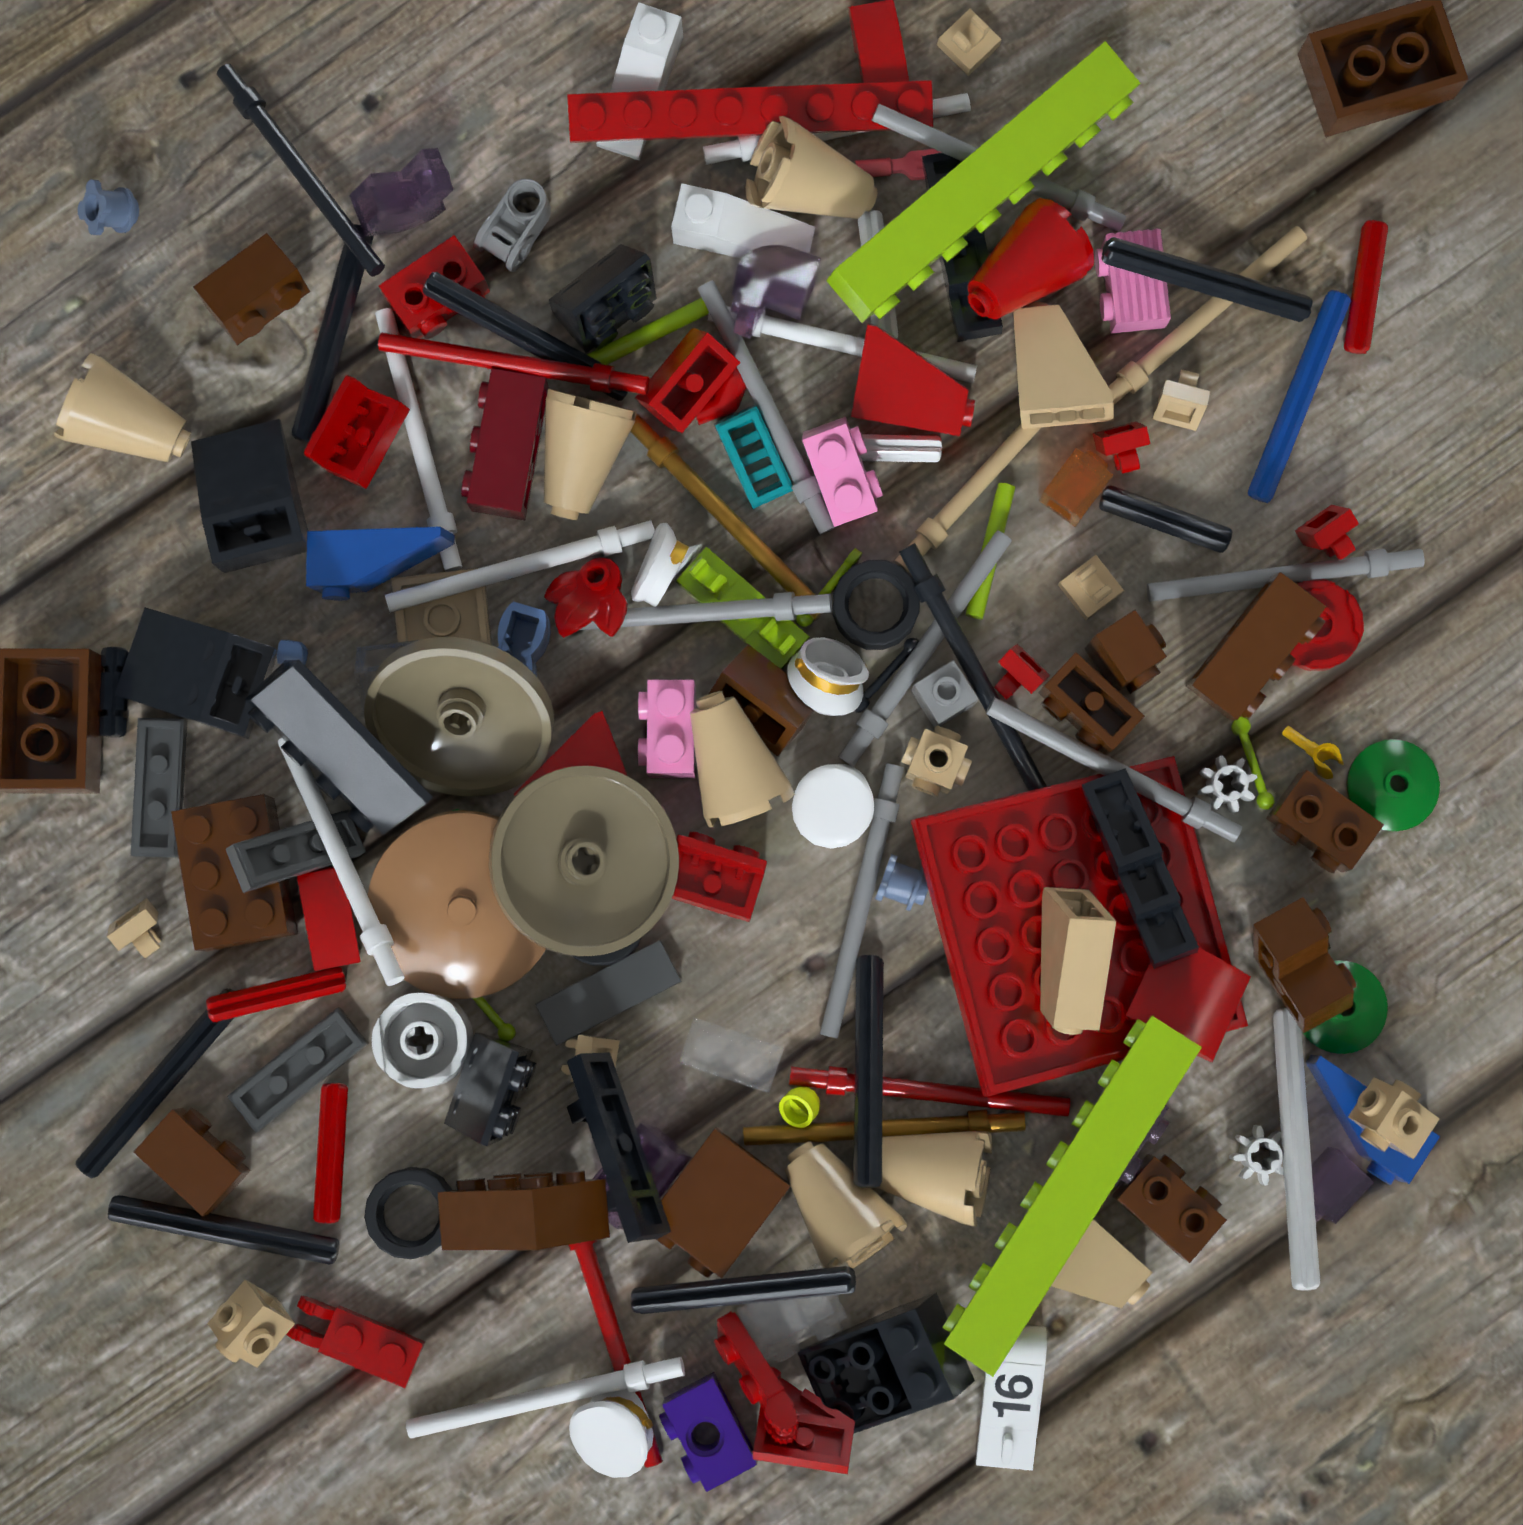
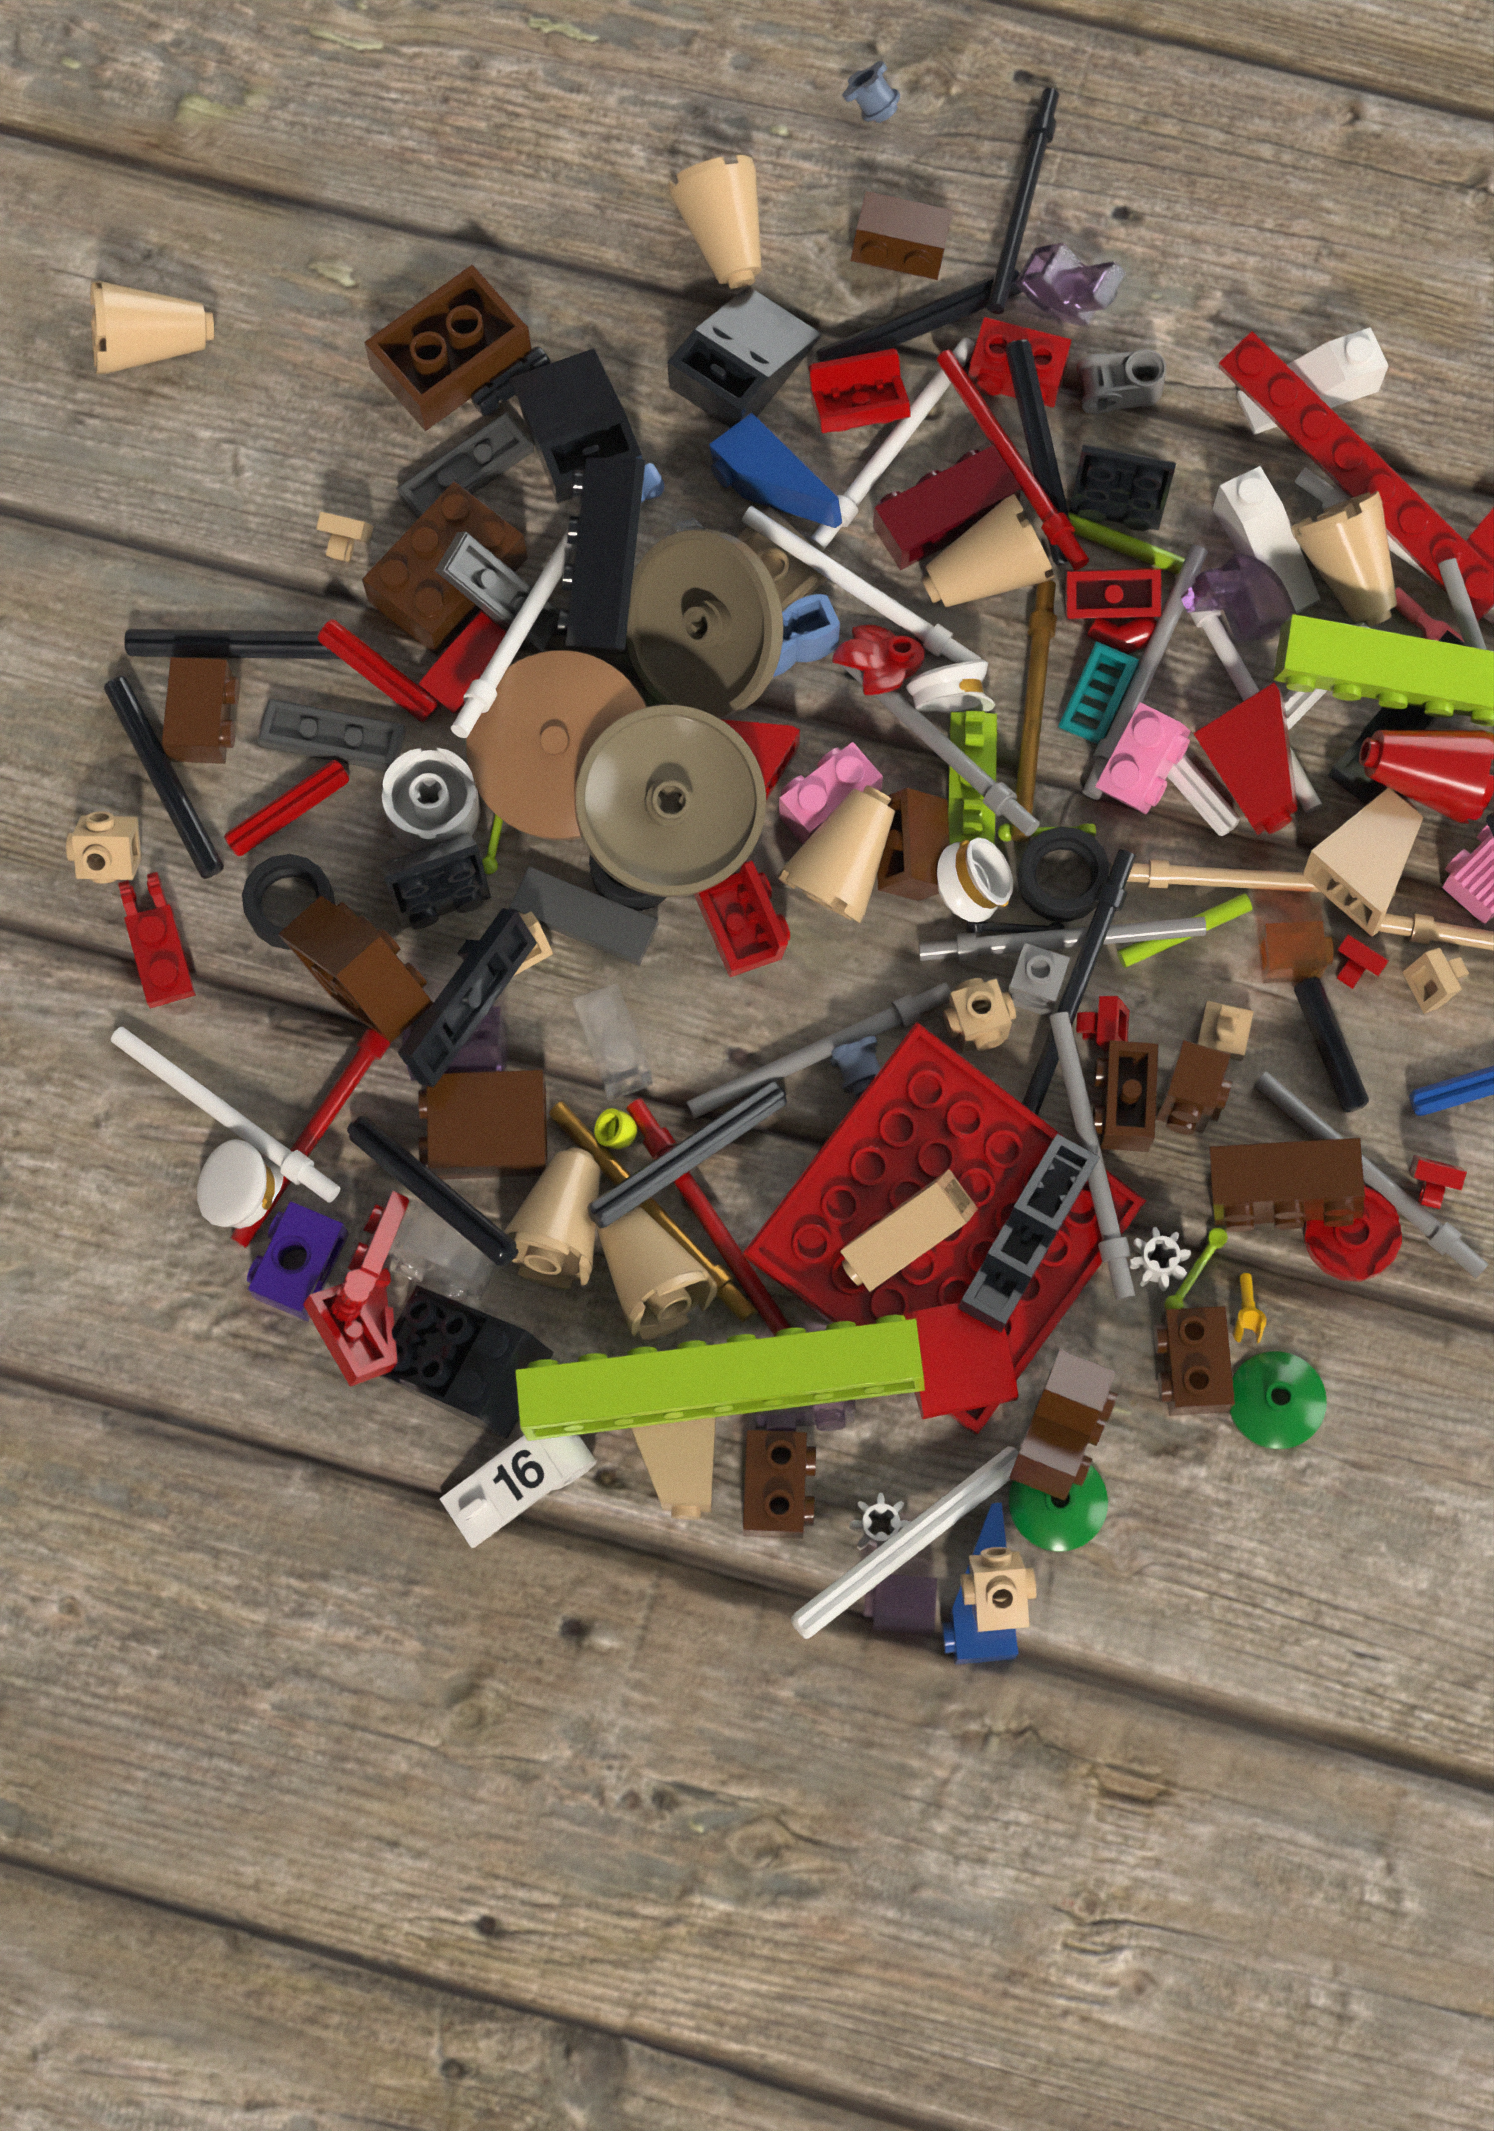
camera: 50 degrees right, 10 degrees down
(833, 805) = (877, 964): white piece -> none

